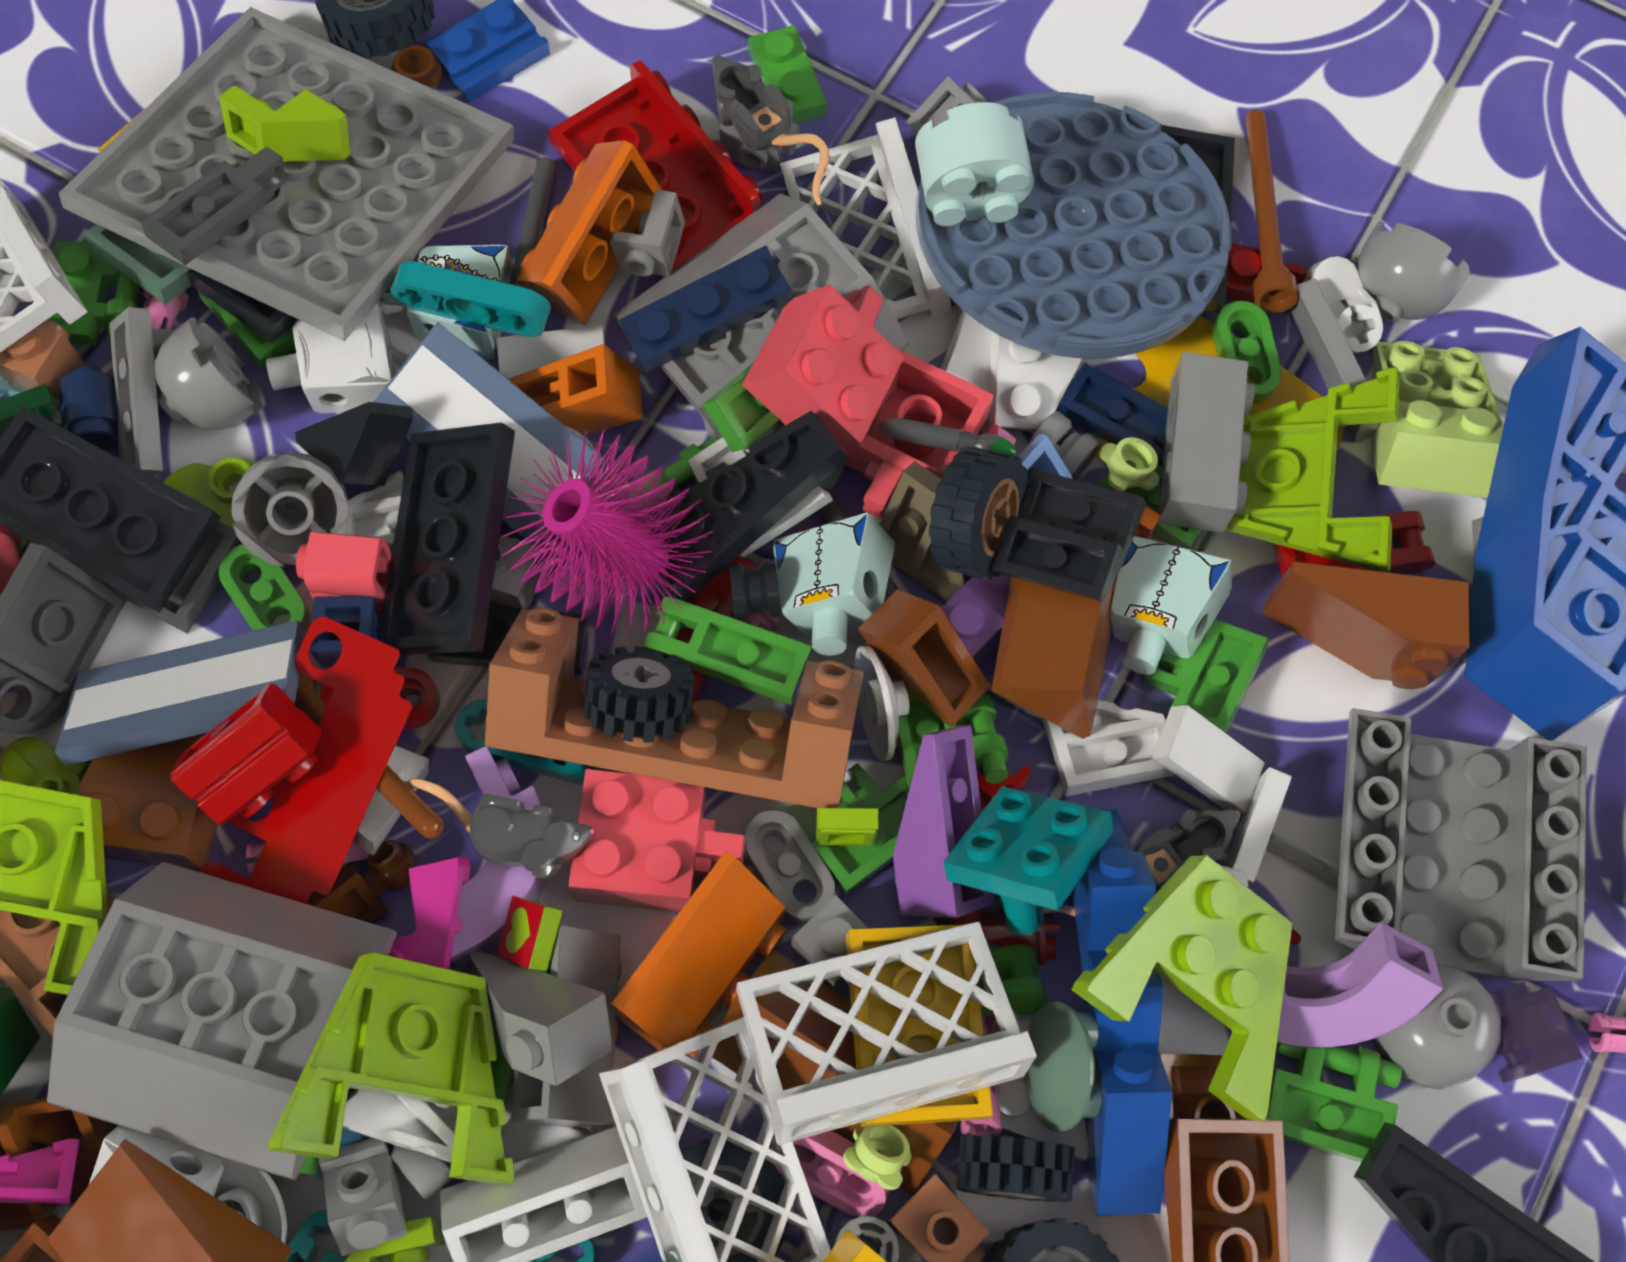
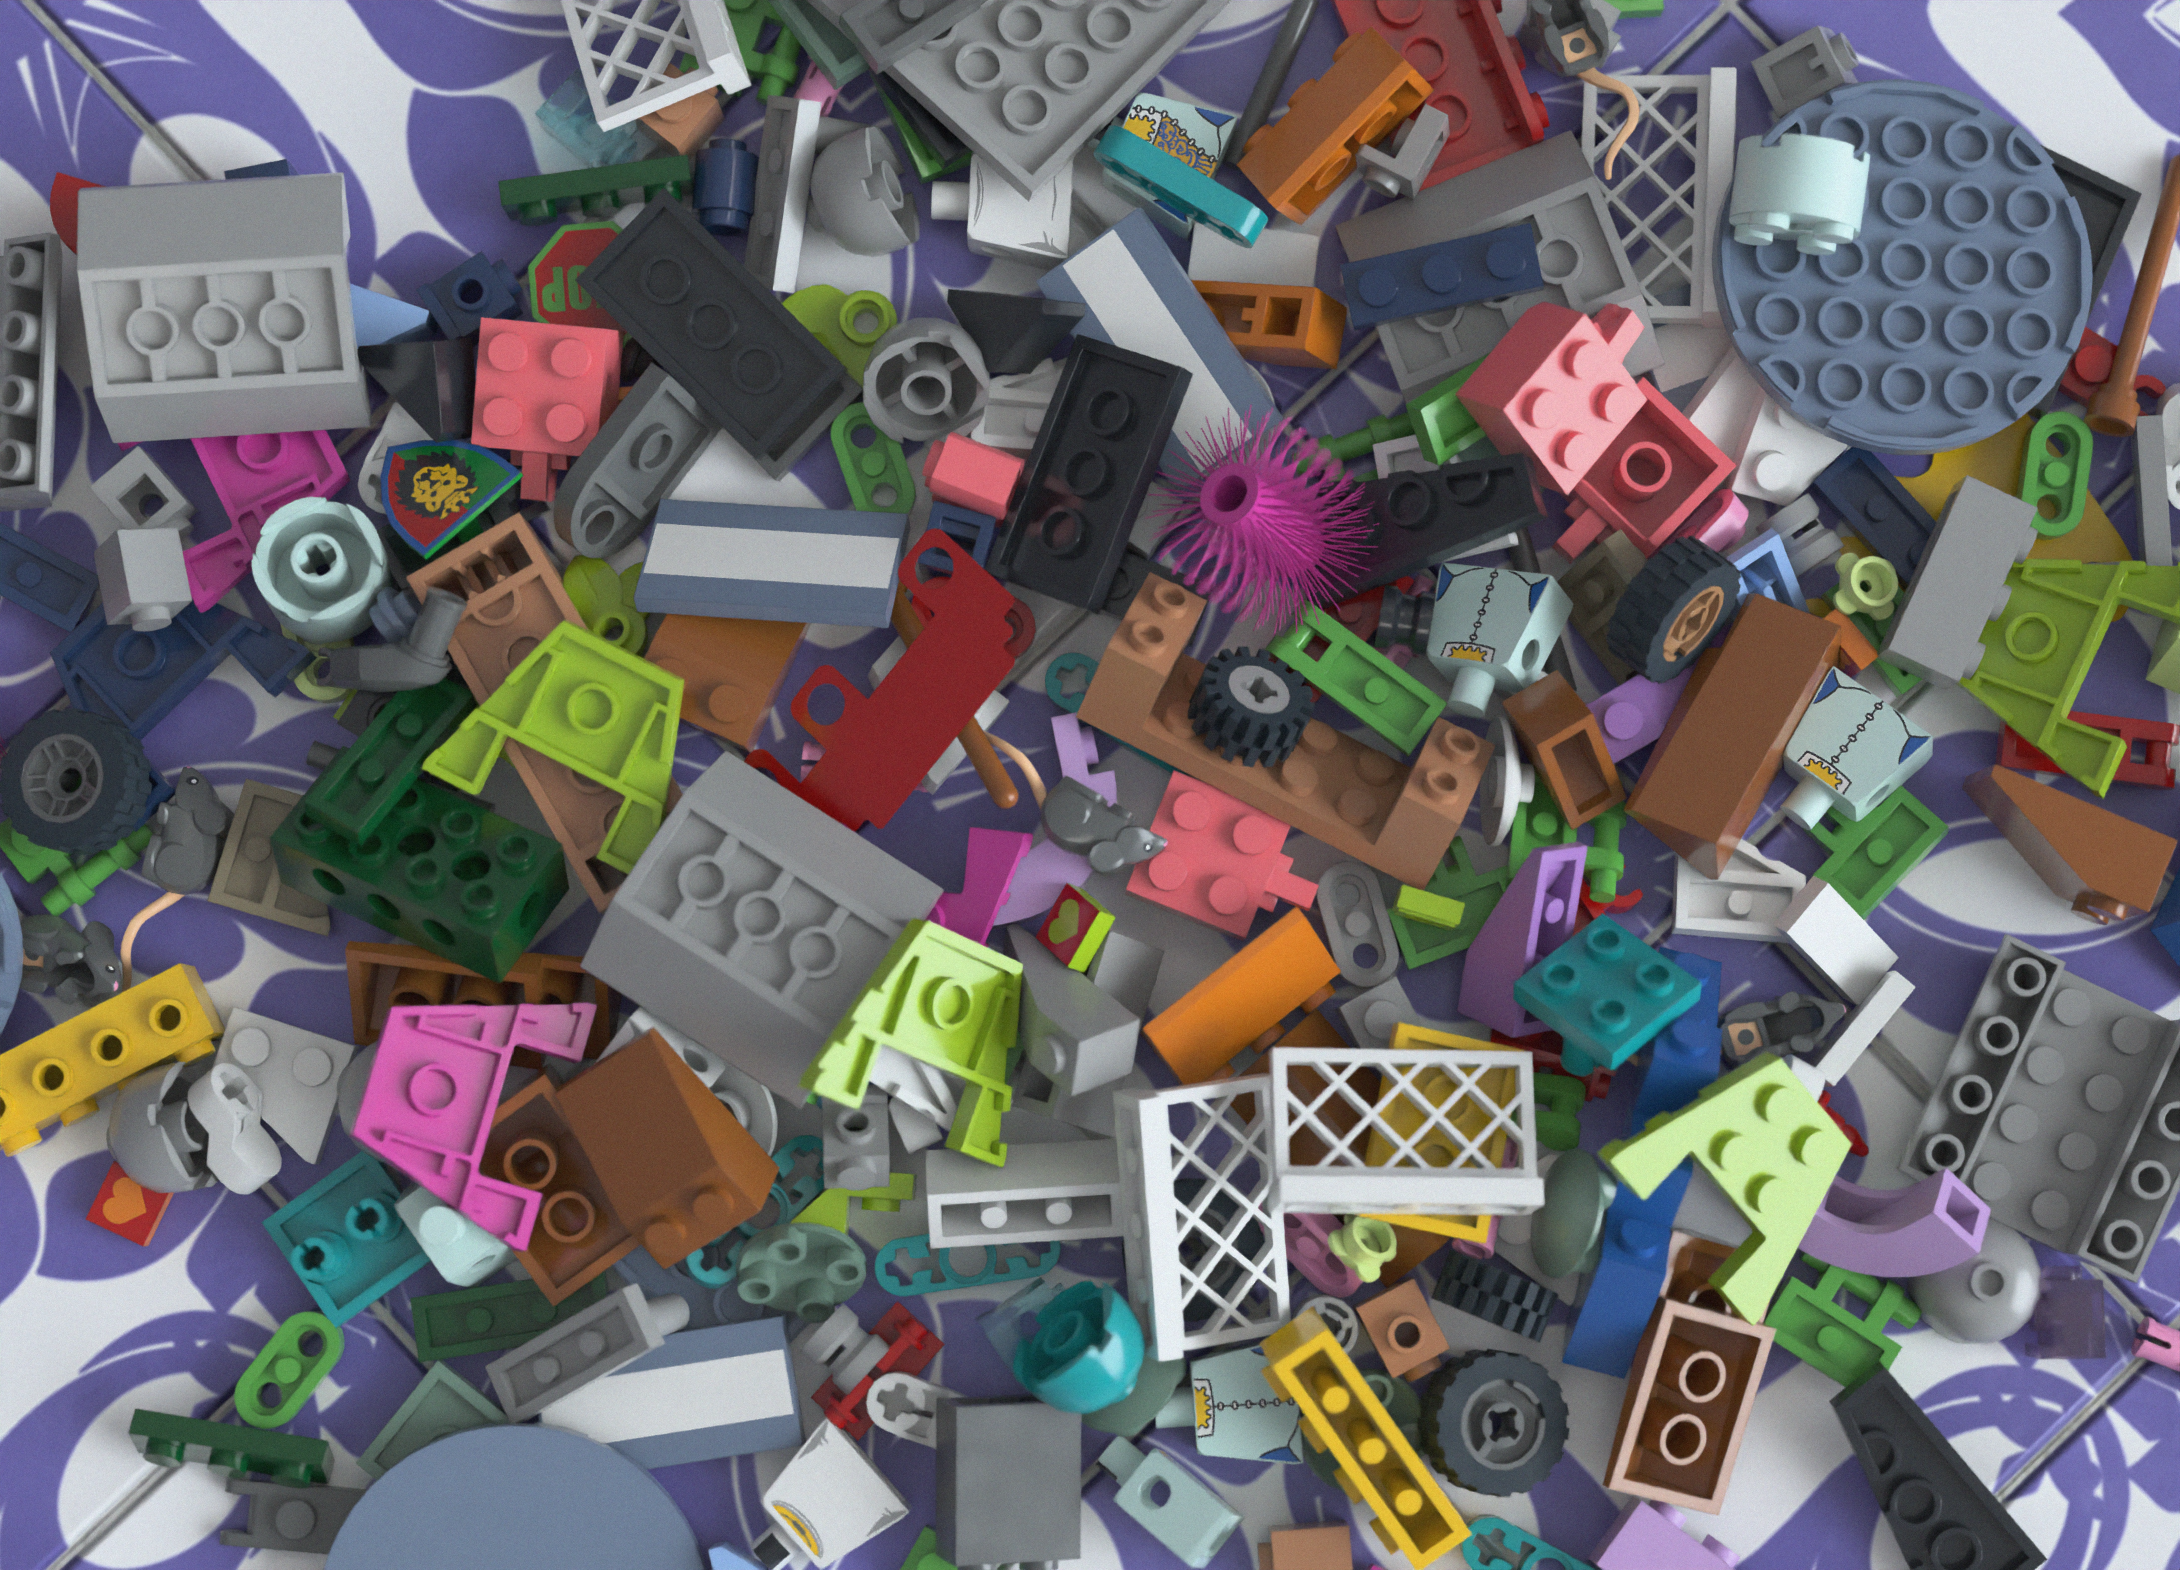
camera: 20 degrees right, 15 degrees up
(247, 755) = (834, 664): red brick -> none
(357, 895) = (906, 832): reddish brown plate -> none
(943, 436) = (1666, 508): dark grey piece -> none
(1069, 535) = (1762, 663): black slope -> none

